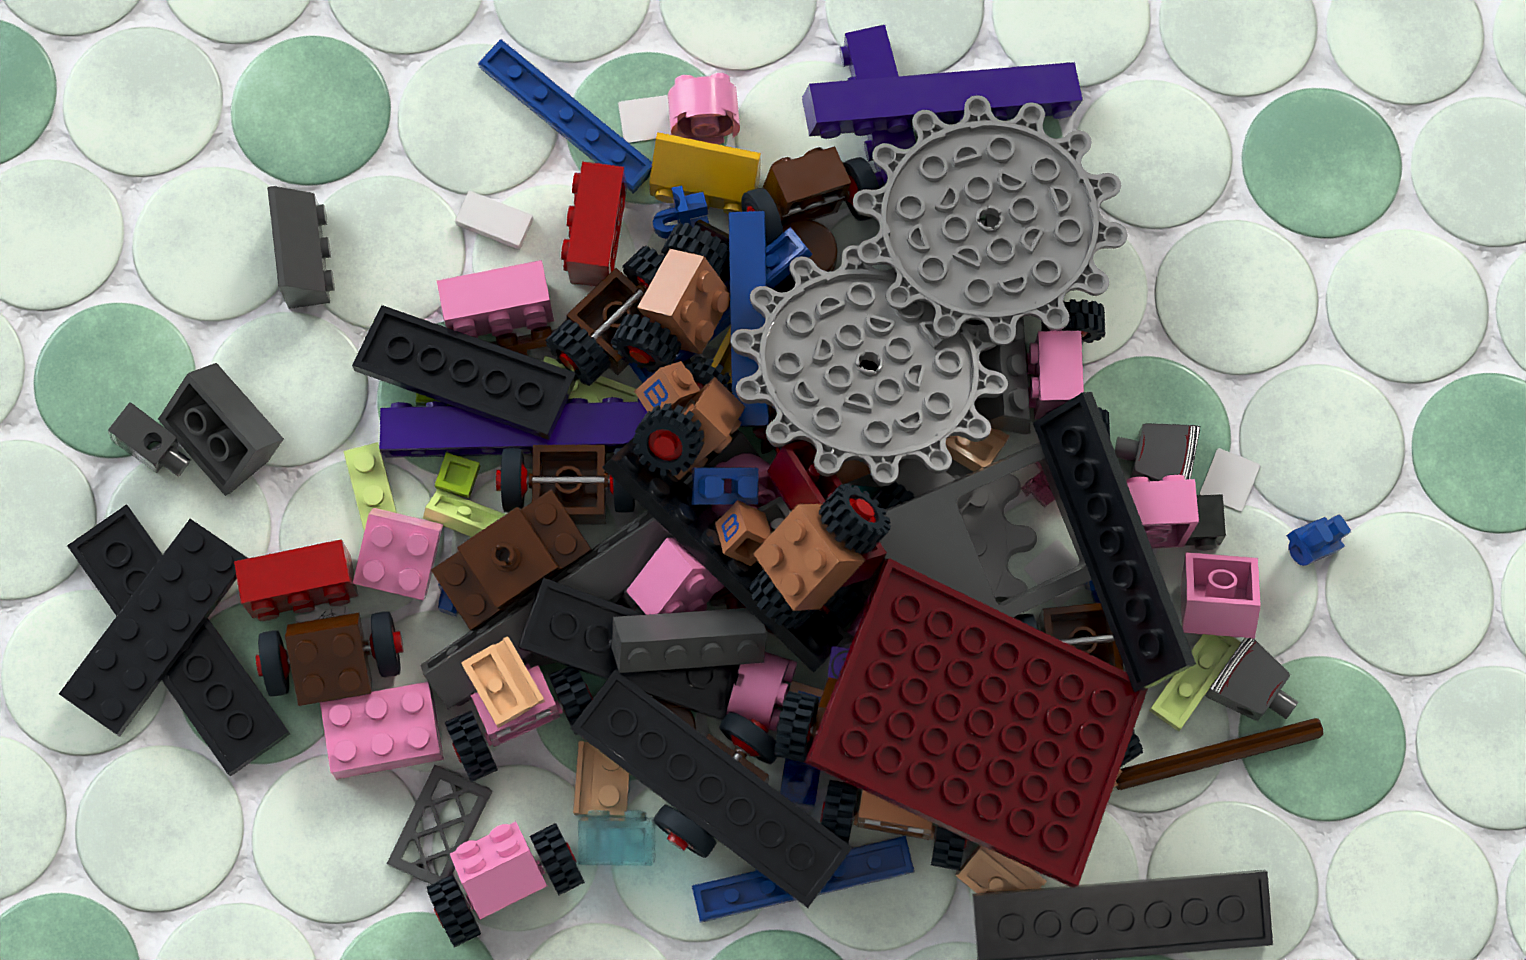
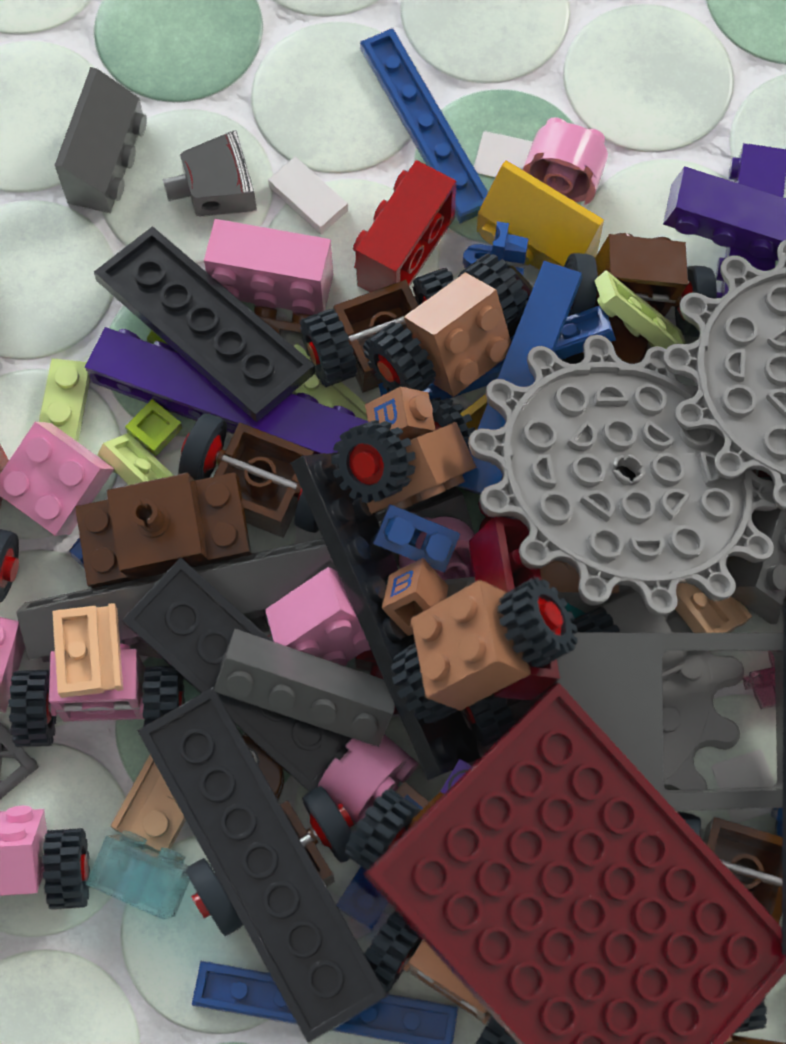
camera: 25 degrees right, 5 degrees down
(409, 237) = (214, 178): none -> dark grey torso
(822, 224) = (636, 313): none -> yellowish green plate

